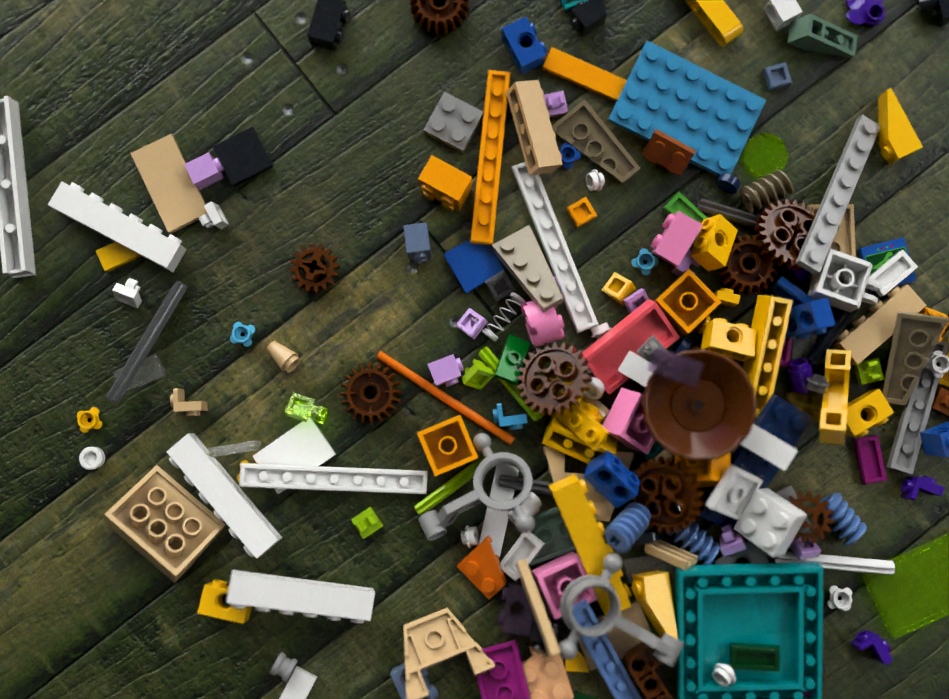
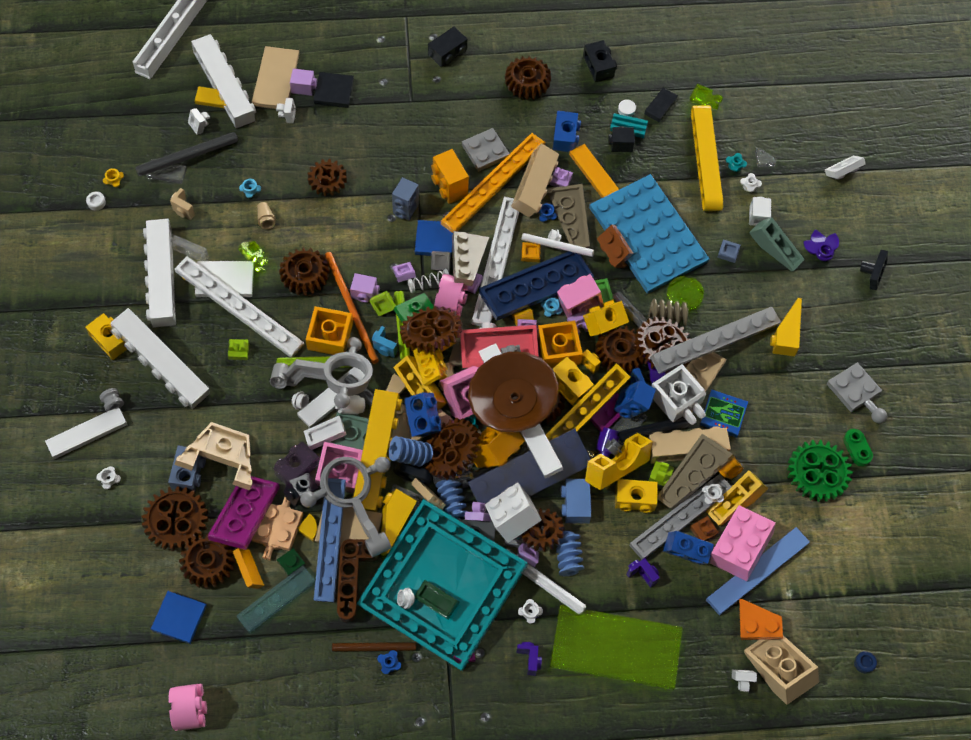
camera: 30 degrees right, 20 degrees down
(164, 523) = (108, 265): tan slope -> none
(483, 568) = (293, 424): orange wing -> none
(537, 608) = (308, 462): tan tile -> none
(597, 389) = (454, 356): white tile -> none
(608, 188) = (556, 244): none -> white bar
(616, 249) = (533, 284): none -> dark blue plate
(675, 367) = (512, 353): clear purple brick -> none
(728, 183) = (645, 292): dark blue tile -> none
(733, 492) = (499, 472): white tile -> none
(813, 459) = (577, 501): none -> medium blue brick
(869, 459) = (620, 532): magenta tile -> none
(893, 272) = (722, 417): white tile -> none

